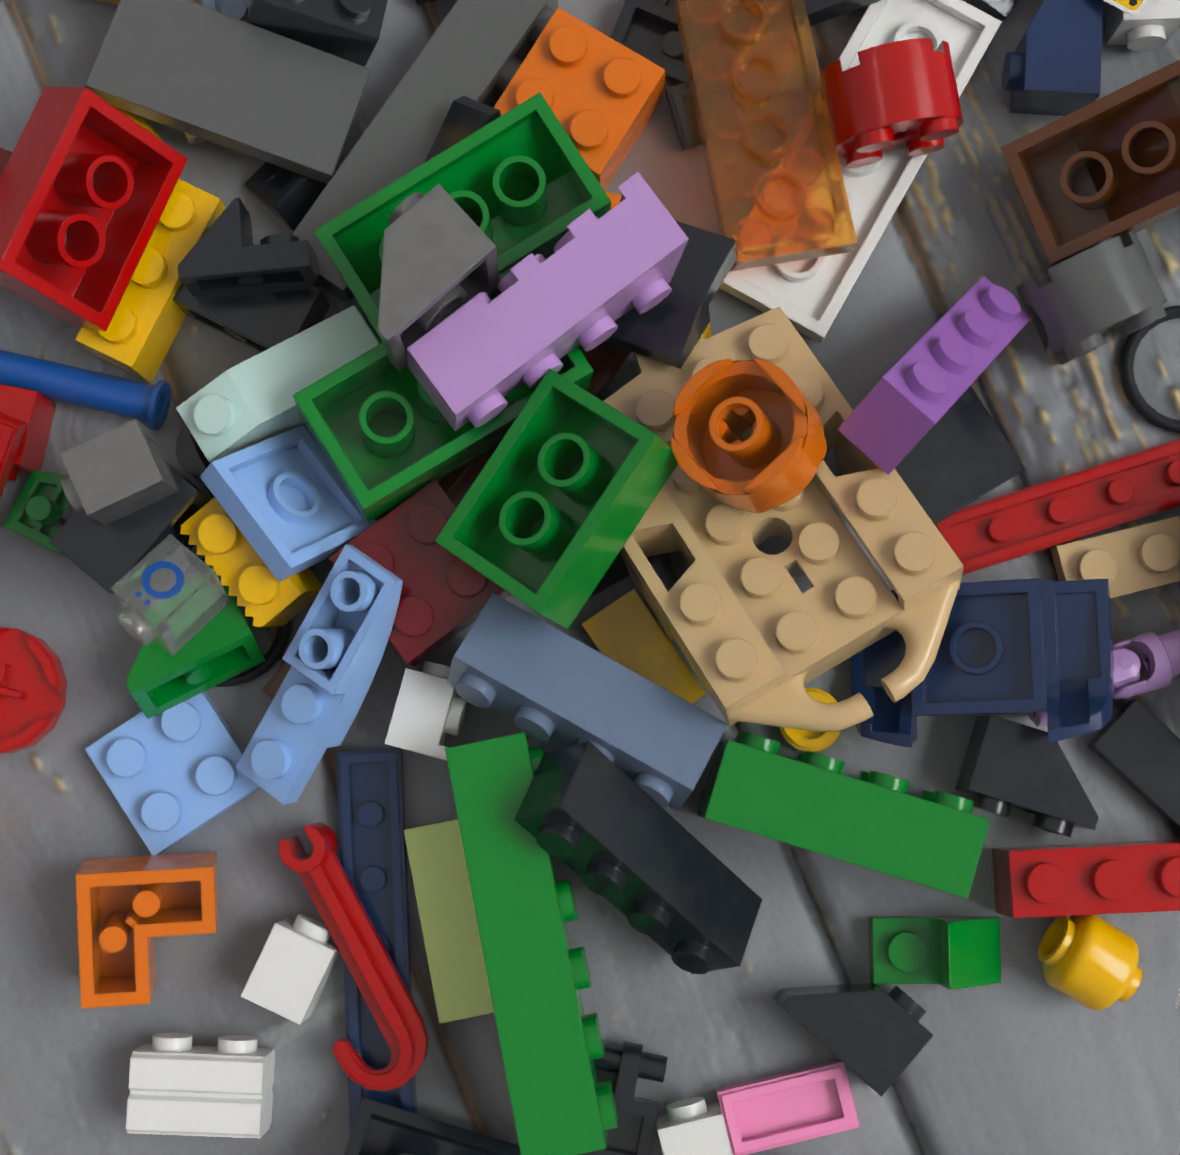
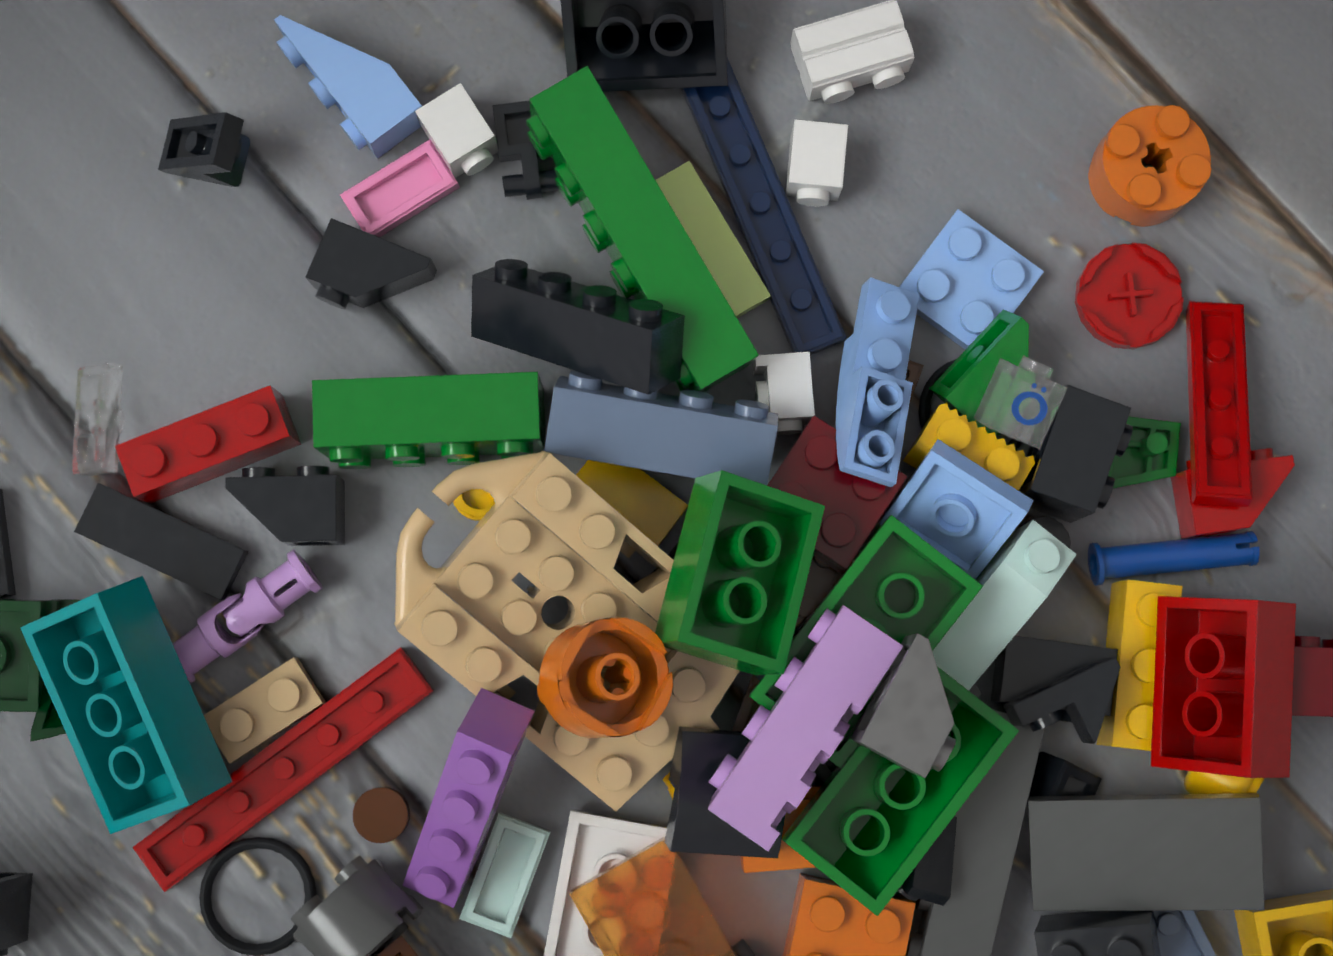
camera: 155 degrees right, 0 degrees up
(116, 473) = (1097, 475): flat silver brick -> none
(128, 905) = (957, 164): orange brick -> none
(365, 959) = (765, 188): red piece -> none
(913, 299) = (505, 875): none -> light aqua tile
(935, 950) = (321, 347): green slope -> none
(958, 459) = (421, 741): black slope -> none
(1003, 652) = (337, 592): dark blue piece -> none
(1027, 407) = (381, 814): none -> reddish brown tile
(1090, 961) = (197, 377): yellow head -> none

